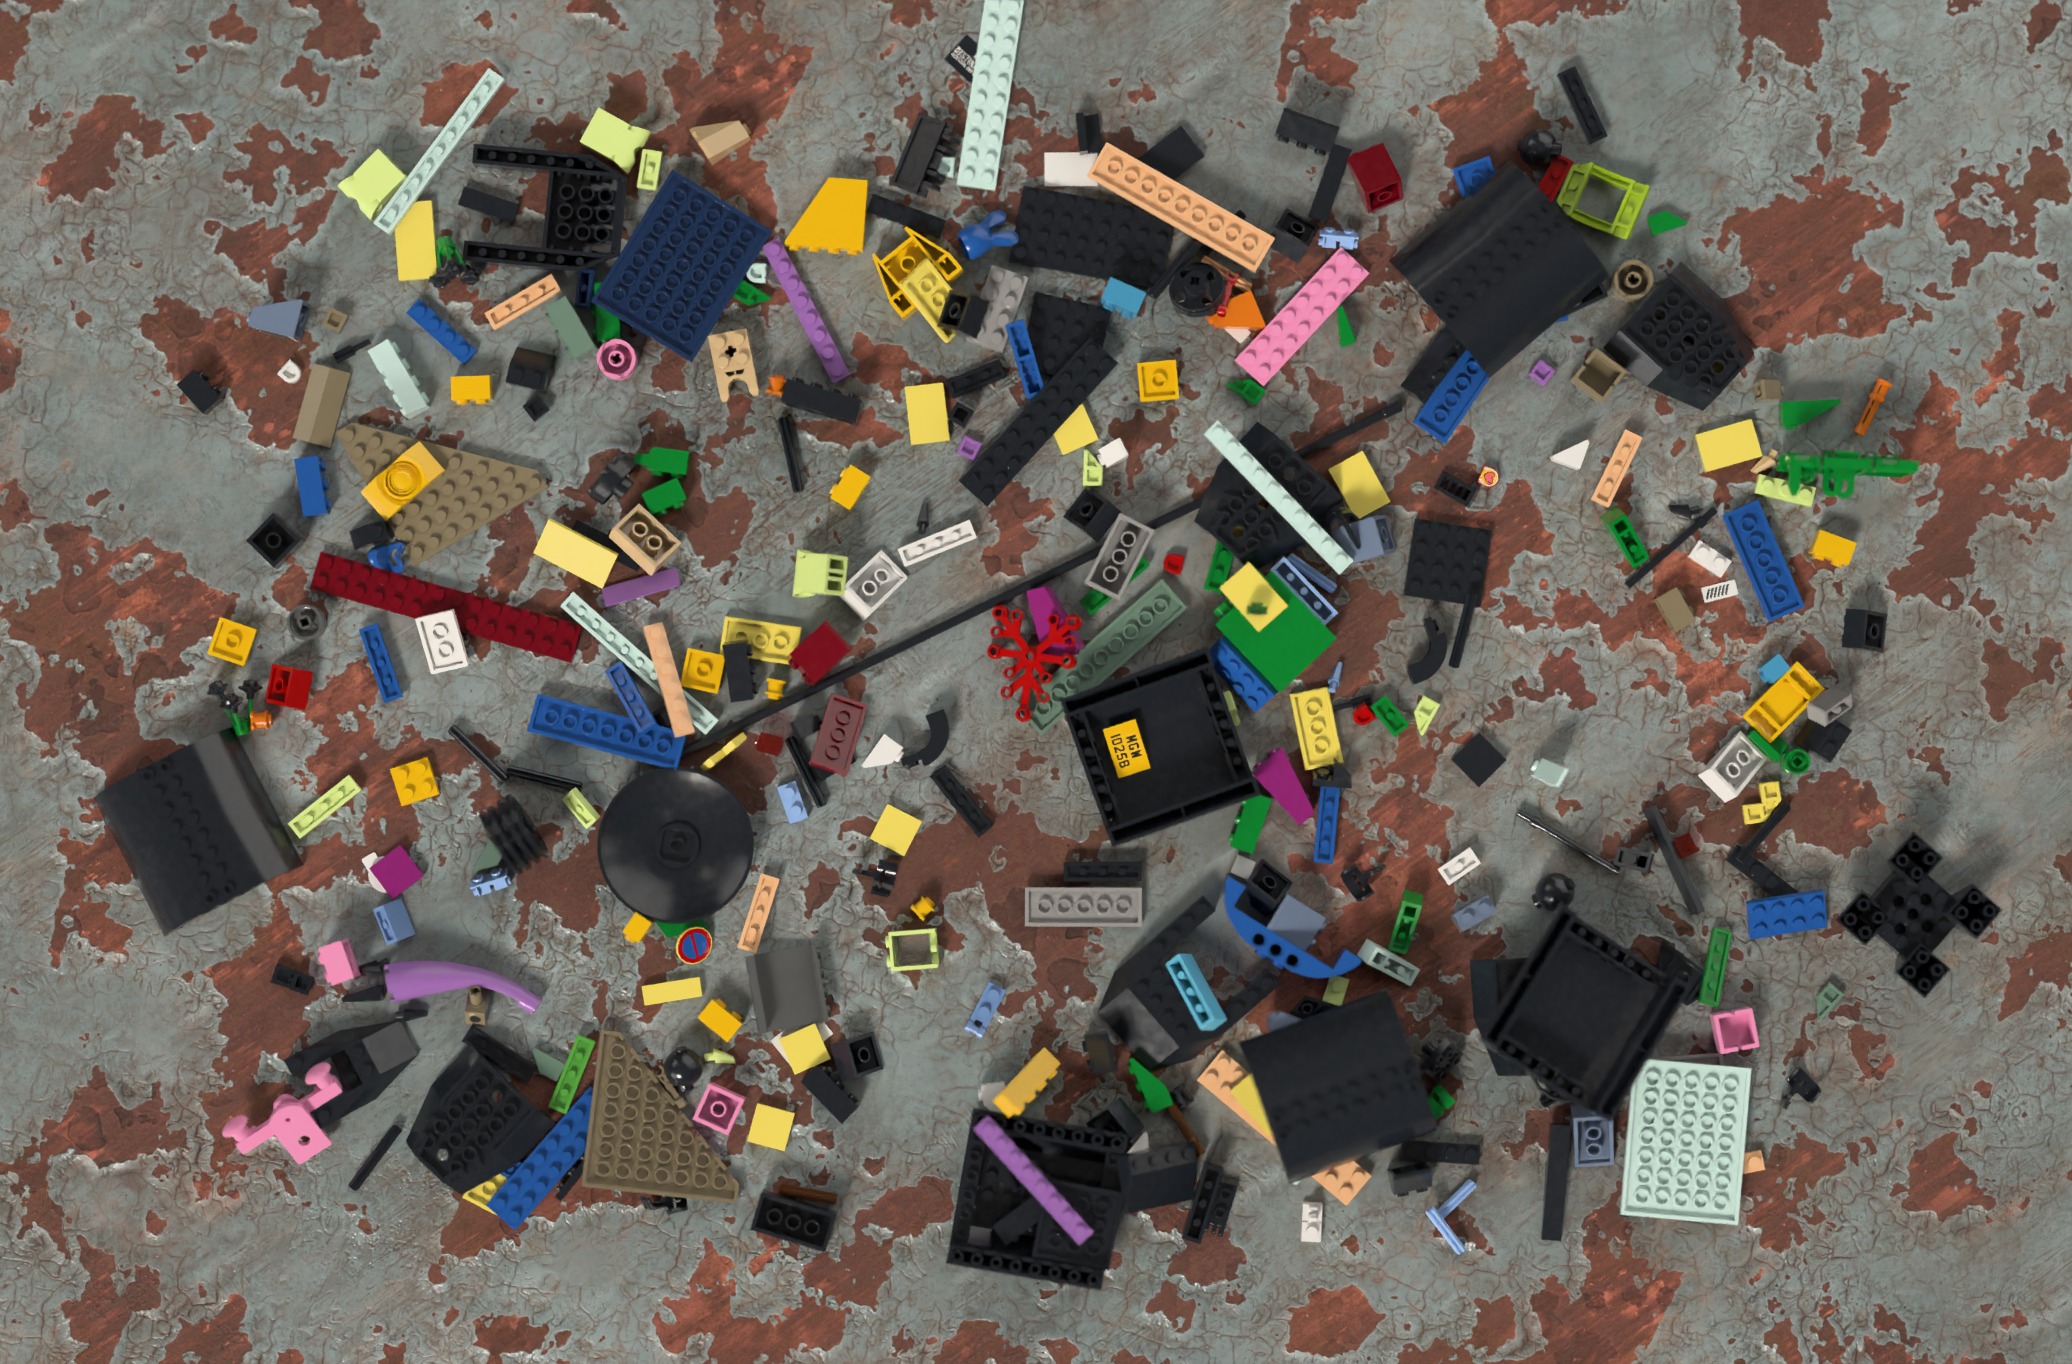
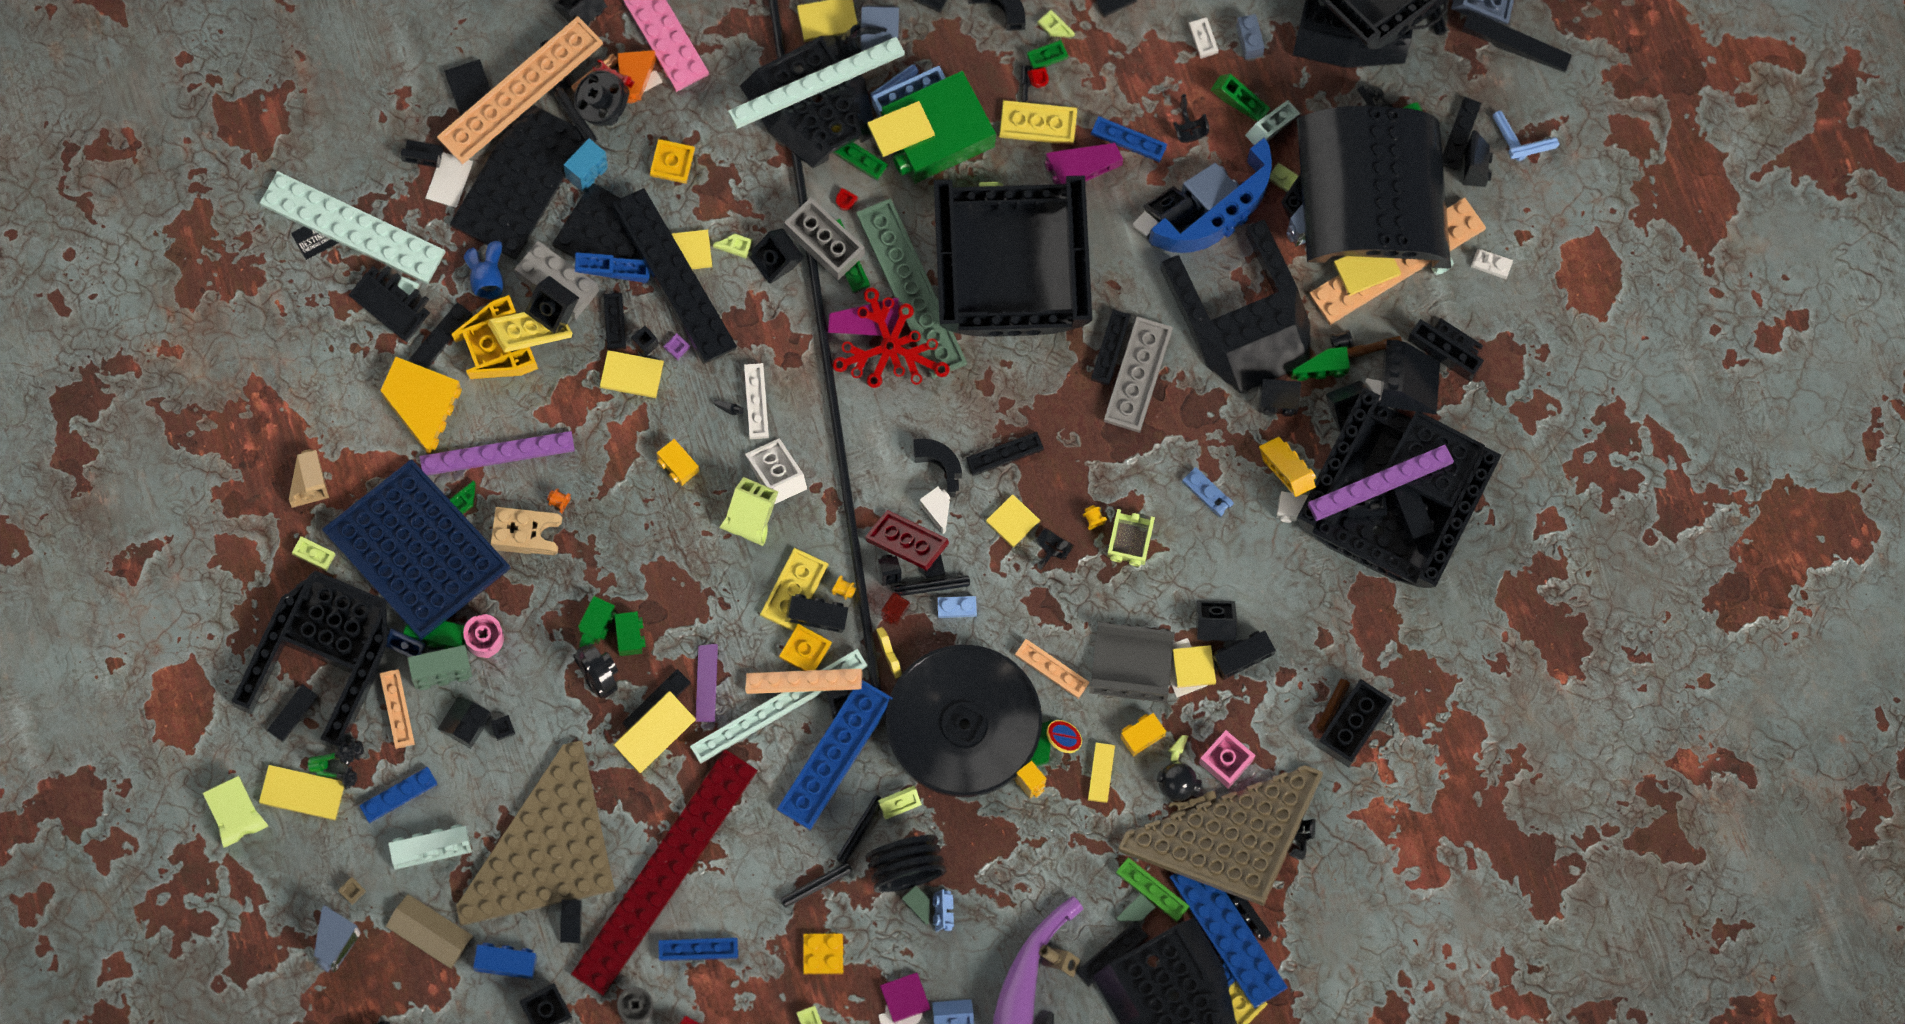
camera: 80 degrees left, 15 degrees down
(290, 372) = (387, 951): white tile -> none
(349, 351) = (386, 887): black axle -> none
(380, 557) = (593, 919): blue piece -> none
(402, 481) = (530, 872): yellow slope -> none
(439, 151) = (225, 741): light aqua plate -> none
(442, 641) = (697, 882): white plate -> none
(471, 389) = (463, 781): yellow brick -> none
(614, 139) = (273, 575): yellowish green piece -> none
(631, 698) = (810, 720): blue plate -> none
(645, 539) = (663, 661): tan brick -> none
(757, 273) = (447, 485): light aqua tile -> none
(771, 1127) = (1259, 720): light yellow tile -> none
(790, 454) = (627, 508): black axle -> none
(819, 653) = (824, 533): dark red slope -> none
(821, 401) = (589, 459): black brick -> none
(1112, 453) = (726, 217): white slope -> none
(1126, 748) = (1003, 289): yellow sticker -> none
(1196, 991) = (1248, 292): medium azure brick -> none
(1241, 674) = (970, 166): blue plate -> none
(1247, 389) = (707, 87): green tile -> none
(1249, 823) = (1108, 204): green brick -> none
(1256, 609) = (913, 126): clear green plate -> none
(1335, 678) = (997, 92): medium blue bar -> none
(1337, 777) = (1088, 120): black slope -> none

